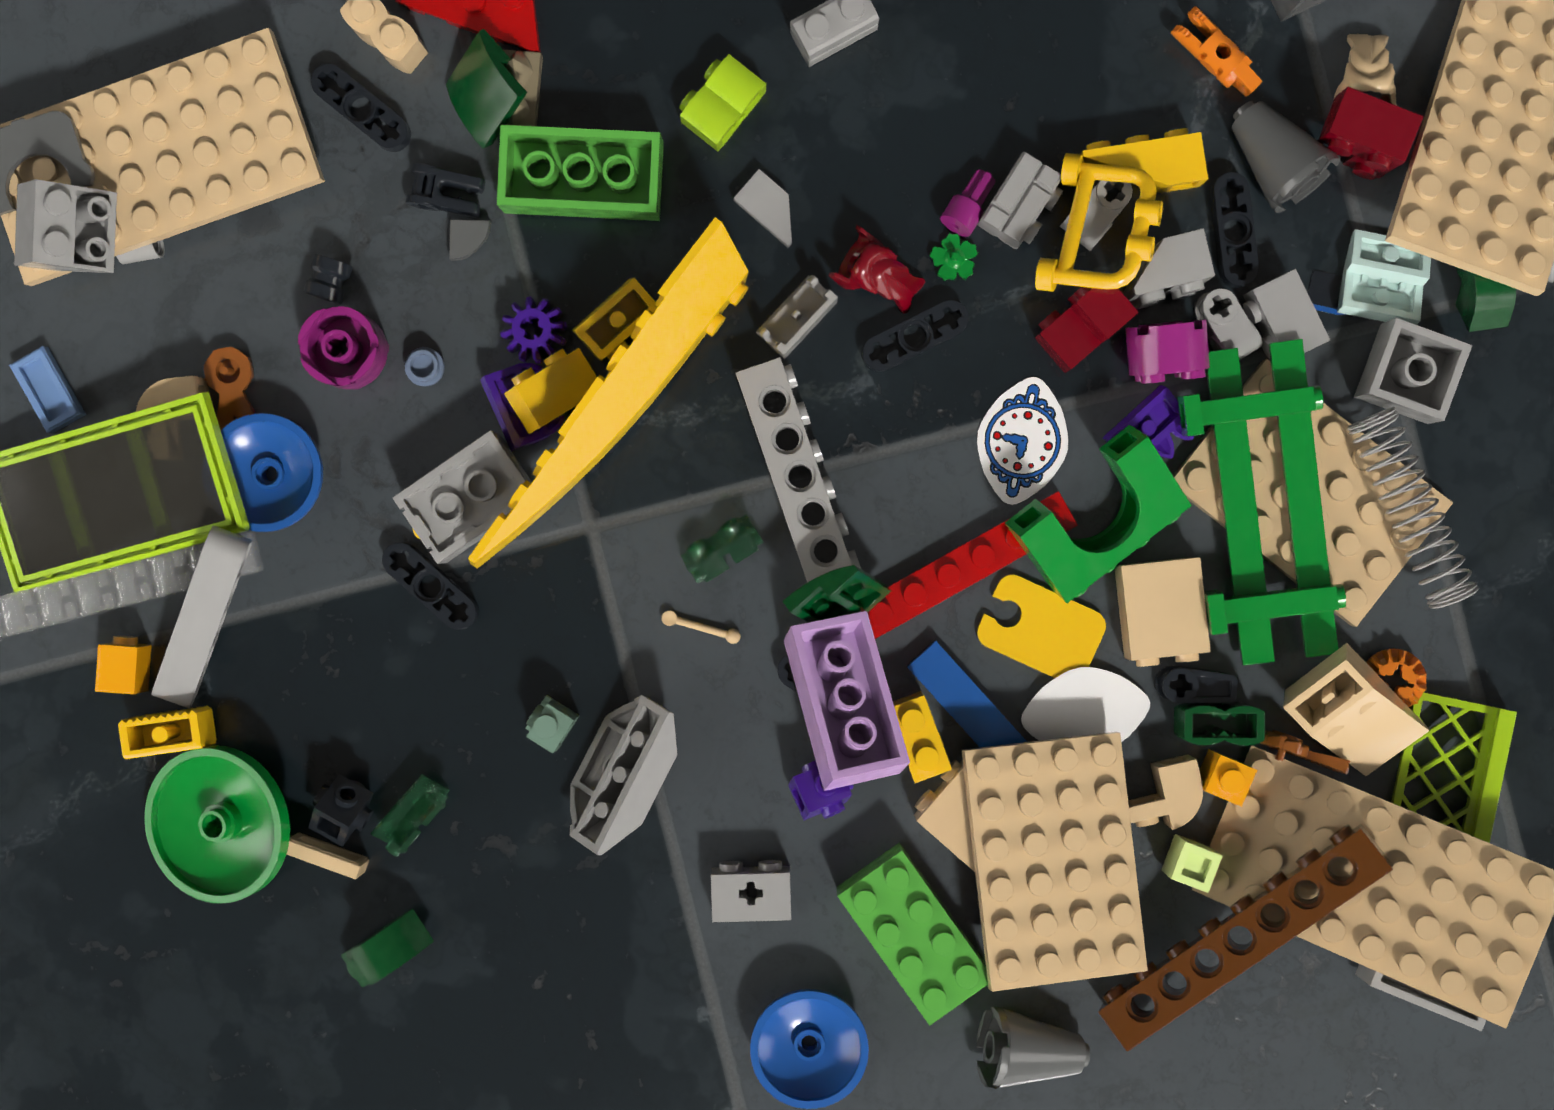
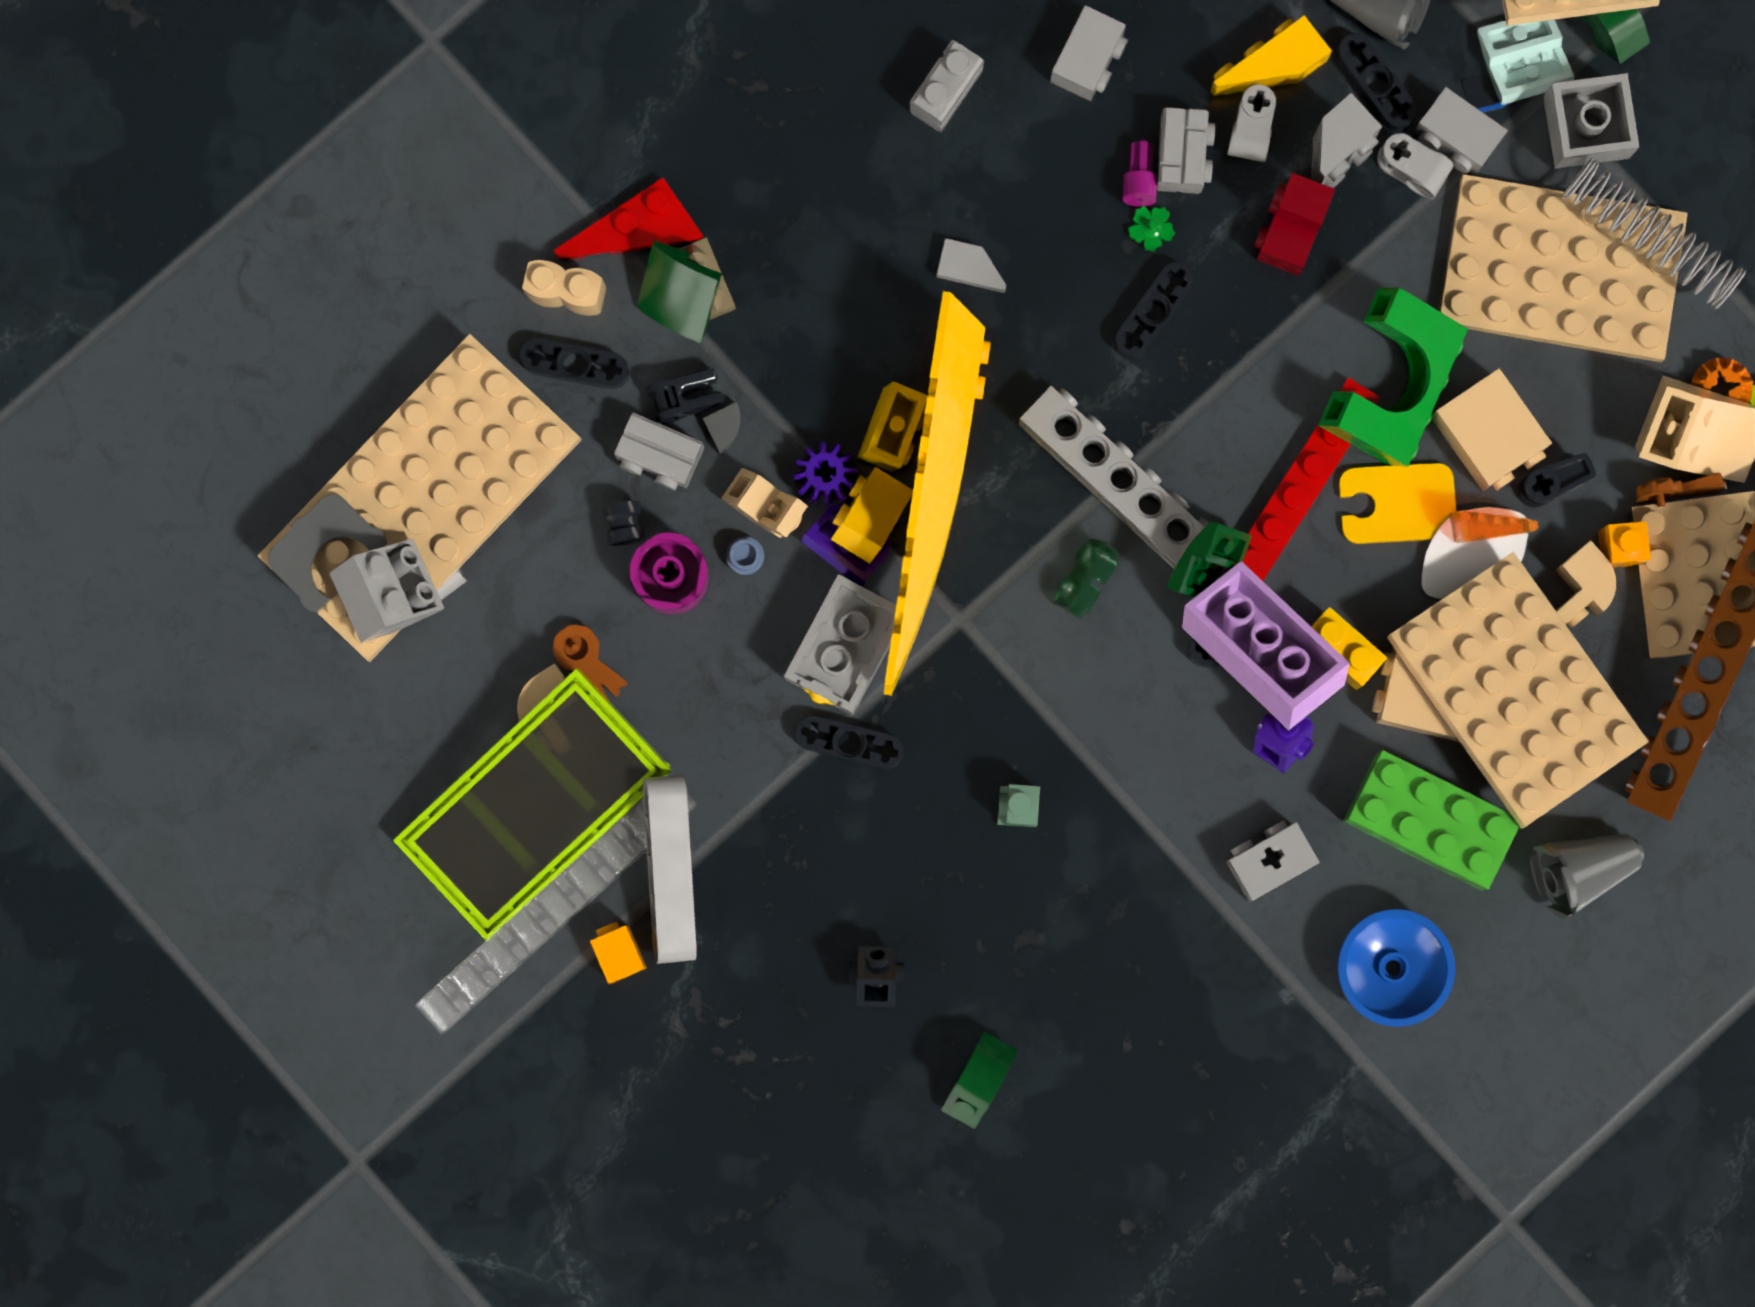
camera: 25 degrees left, 5 degrees down
(47, 389) = (423, 748): medium blue tile -> none
(167, 732) = (689, 988): yellow brick -> none
(217, 824) = (774, 1045): green dish -> none
(273, 441) = (675, 691): blue dish -> none
(327, 855) = (882, 1025): tan tile -> none
(393, 229) = (659, 452): none -> light grey brick
(414, 808) = (941, 935): clear green hinge -> none
(462, 328) = (764, 503): none -> tan brick
(580, 172) = (798, 319): bright green brick -> none
(622, 773) = (1104, 812): light grey wedge -> none
(670, 618) = (1072, 662): tan hinge -> none
(722, 101) = (884, 199): lime brick -> none
(797, 316) = (1044, 345): light grey hinge -> none
(877, 271) = (1093, 272): dark red hair -> none
(962, 698) = (1361, 597): blue tile -> none
(982, 64) = (1088, 54): none -> light grey brick
(1022, 440) = (1294, 351): sticker -> none
(1100, 692) = (1477, 526): none -> clear orange slope
(1138, 245) = (1305, 134): yellow bar -> none
(1156, 418) = (1400, 268): dark purple plate -> none
(1167, 350) = (1375, 208): magenta brick -> none
(1191, 863) = (1636, 632): yellowish green brick -> none
(1227, 412) = (1455, 233): green fence -> none
(1227, 721) = (1588, 502): dark green brick -> none

